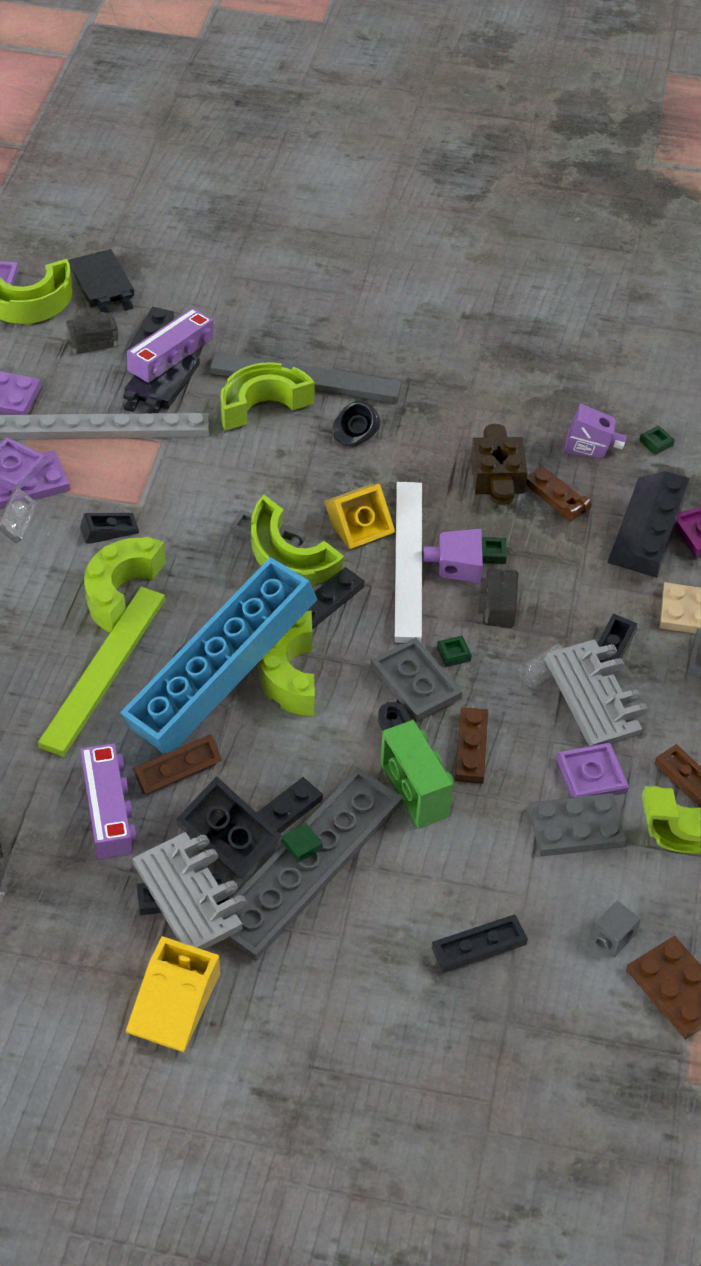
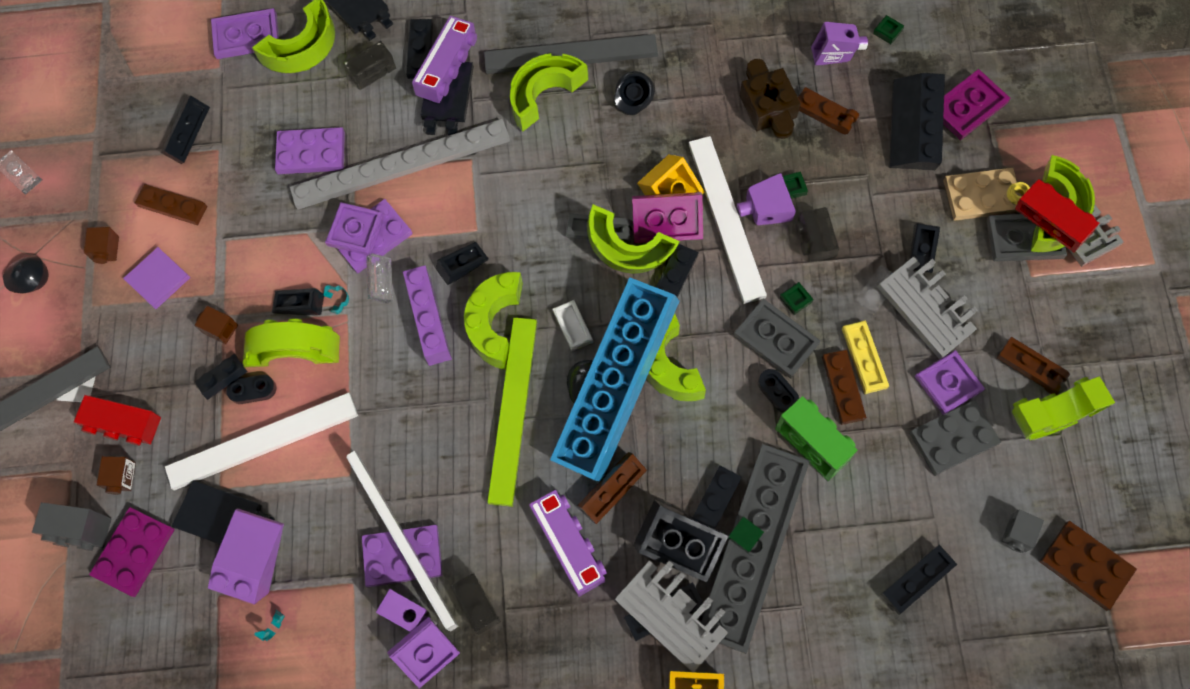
camera: 10 degrees left, 20 degrees up
(51, 559) = (427, 315): none -> medium lavender brick
(200, 608) = (572, 325): none -> white tile
(351, 534) = (670, 214): none -> magenta plate
(507, 724) = (865, 357): none -> light yellow tile

